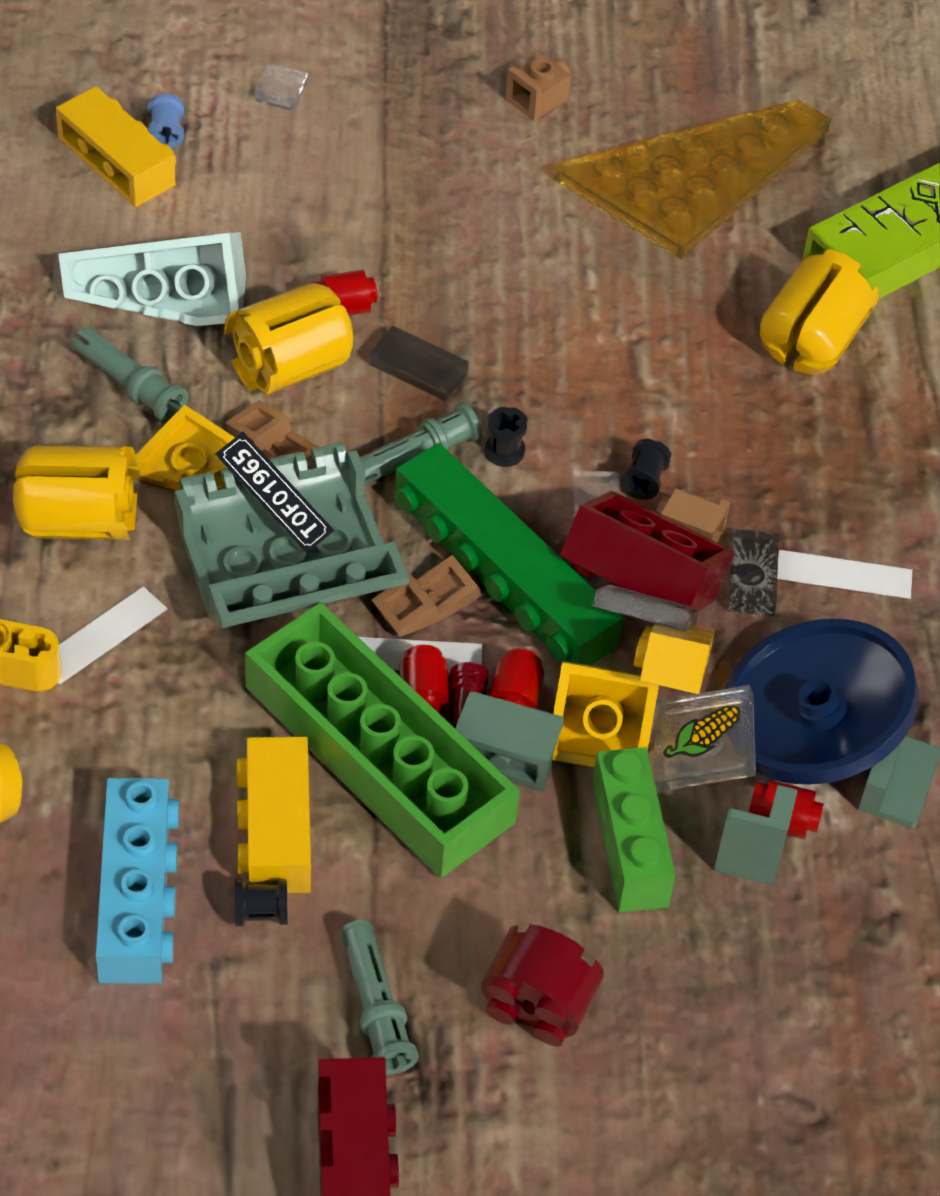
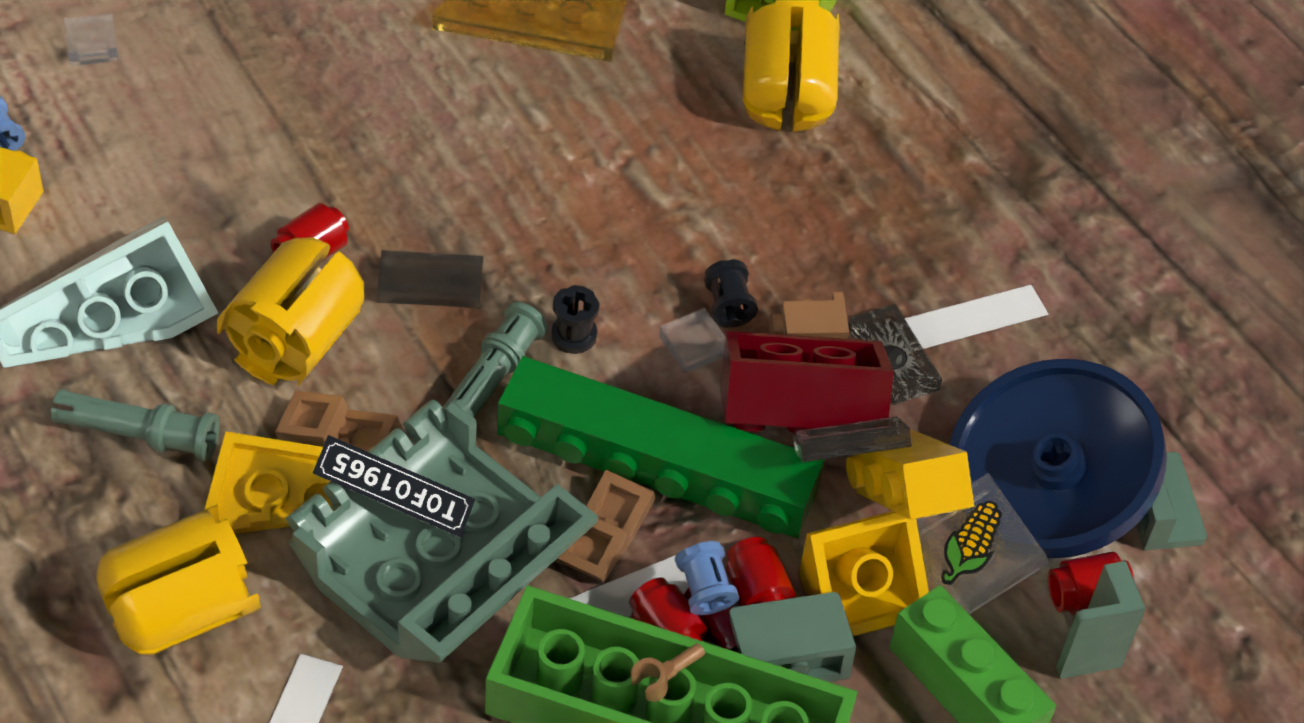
camera: 30 degrees left, 0 degrees up
(371, 707) = (663, 671): none -> medium nougat hand
(464, 659) = (706, 578): none -> medium blue bush

